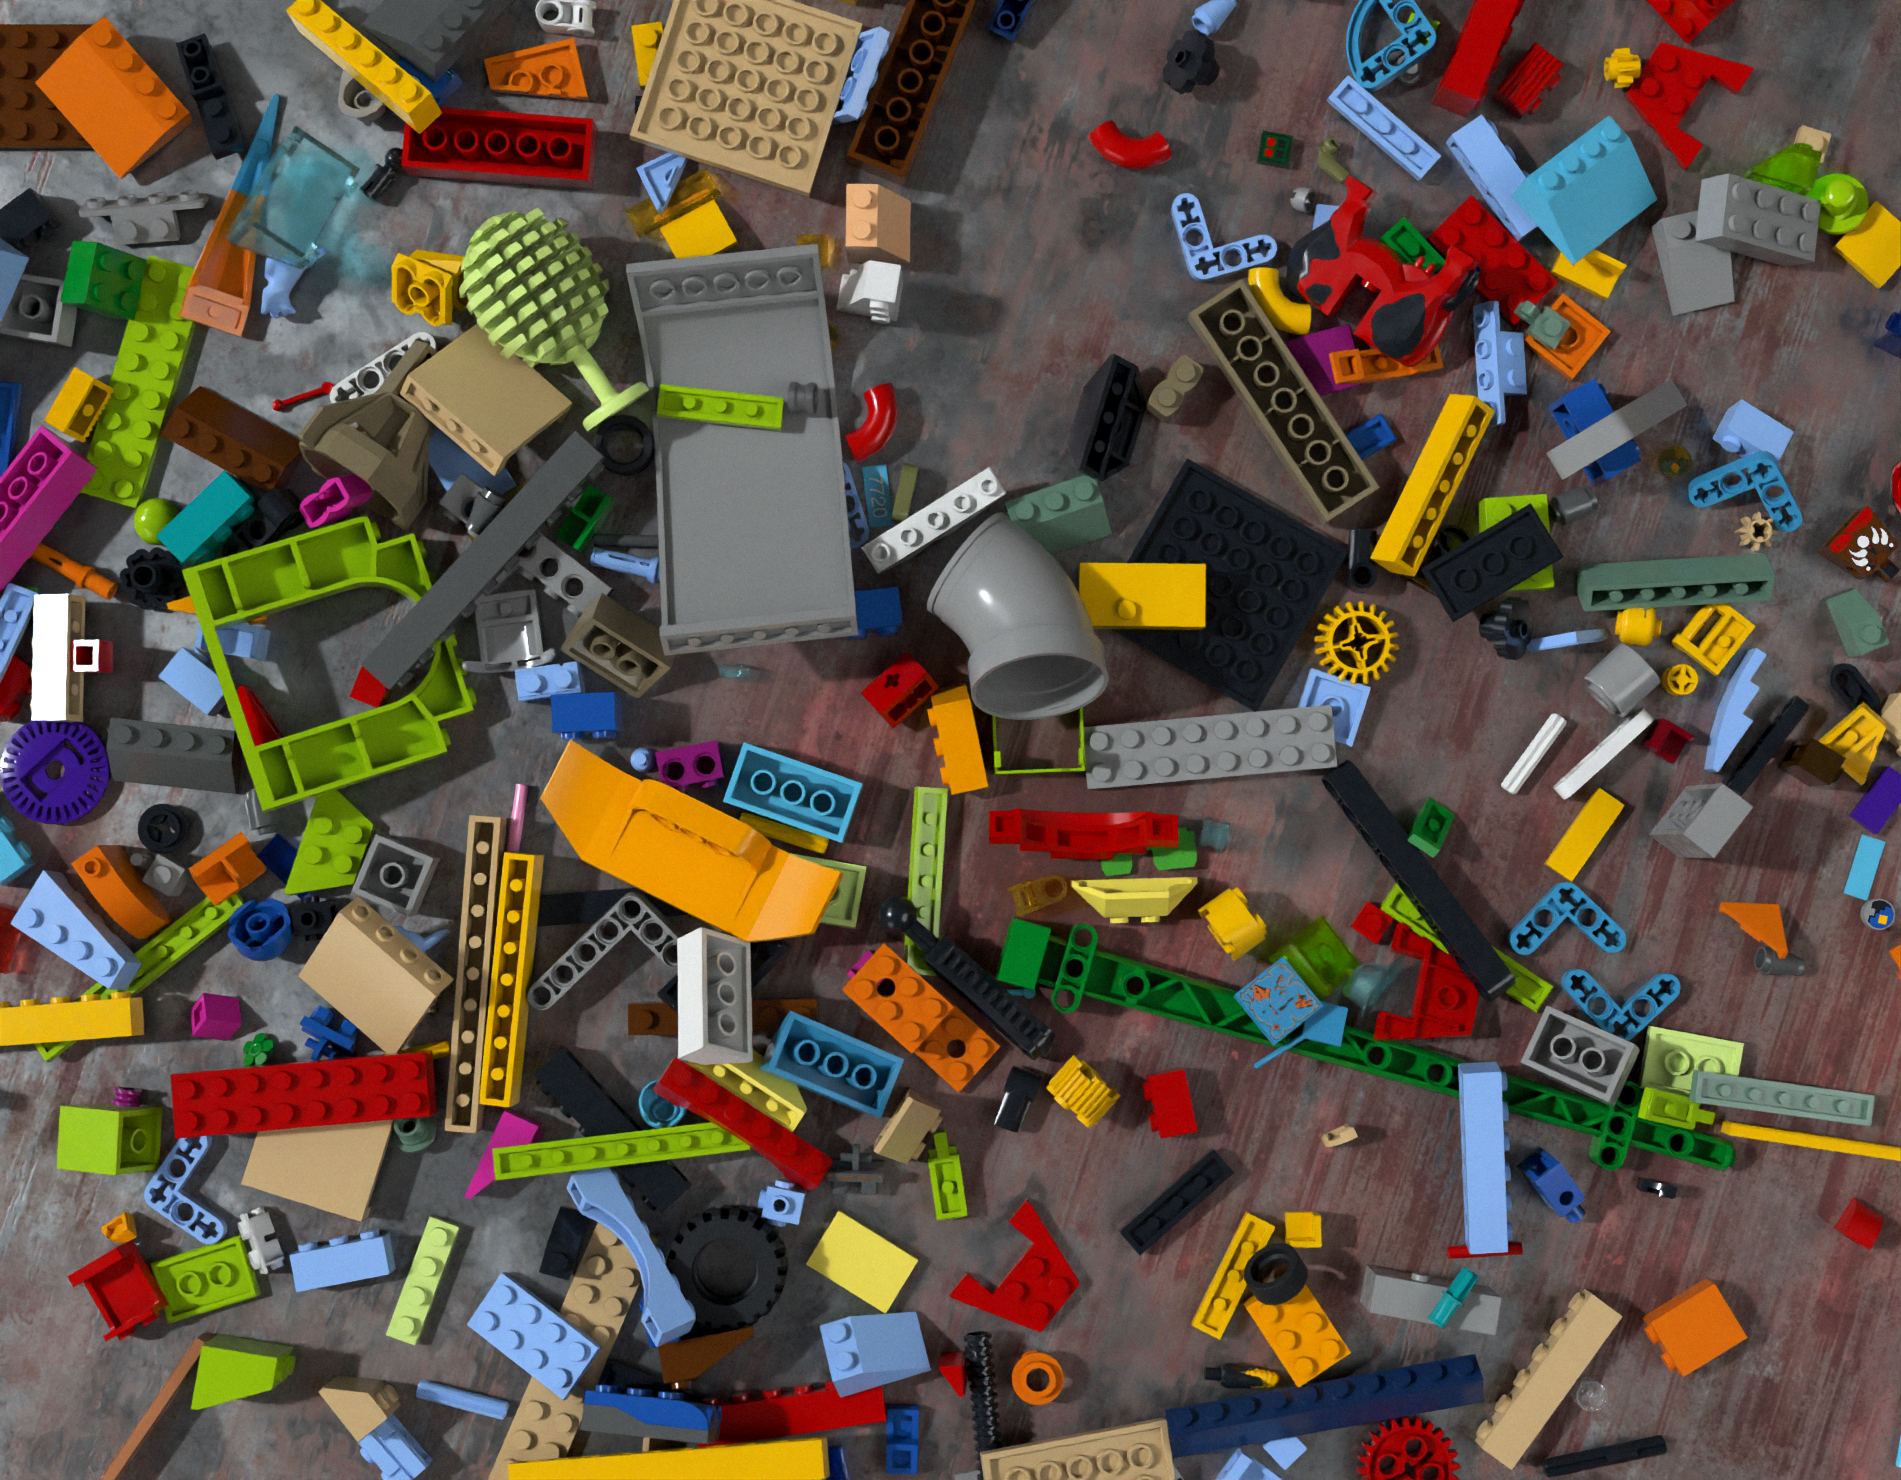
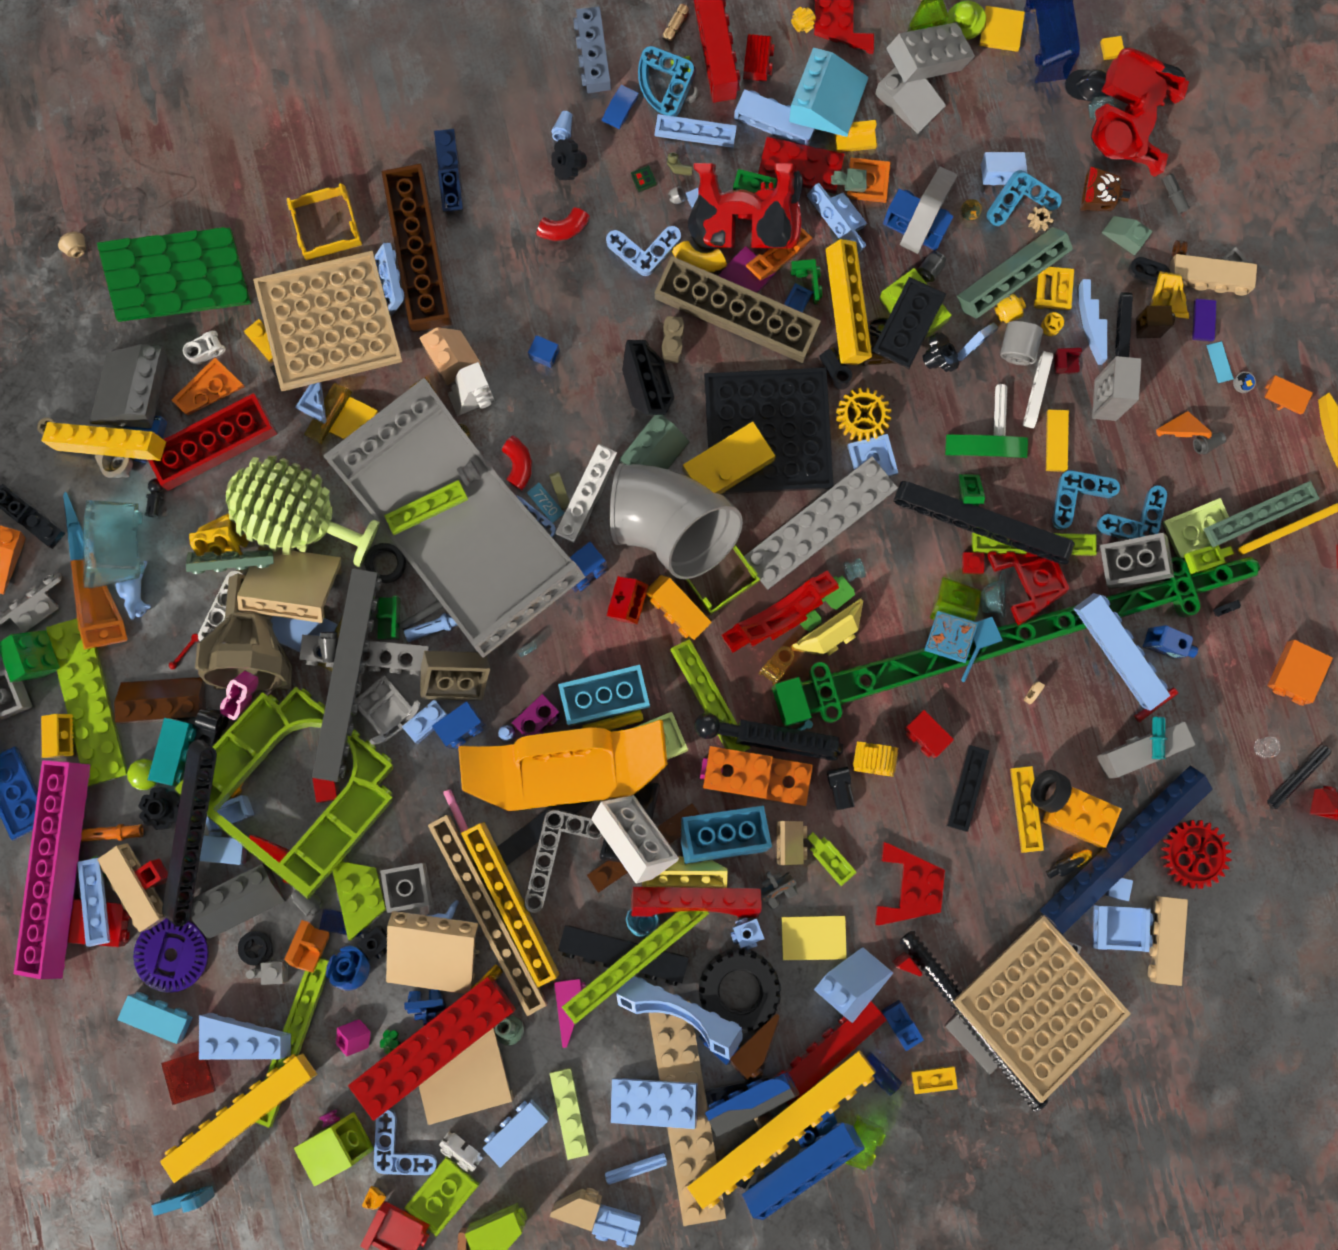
camera: 30 degrees left, 5 degrees down
(121, 890) = (253, 998): orange brick -> none
(166, 637) = (189, 832): none -> black beam
(429, 320) = (229, 559): none -> sand green wing
(565, 1244) = (637, 1038): black slope -> none
(999, 298) = (543, 351): none -> blue panel
(1032, 1360) = (944, 938): orange piece -> none
(1233, 924) = (897, 610): yellow brick -> none
(1303, 1229) = (1048, 757): yellow panel -> none
(1306, 33) = (619, 107): none -> blue slope
(1402, 402) = (805, 267): none -> green bracket
(1488, 784) = (986, 446): none -> green slope
(1547, 1378) = (1239, 753): tan brick -> none

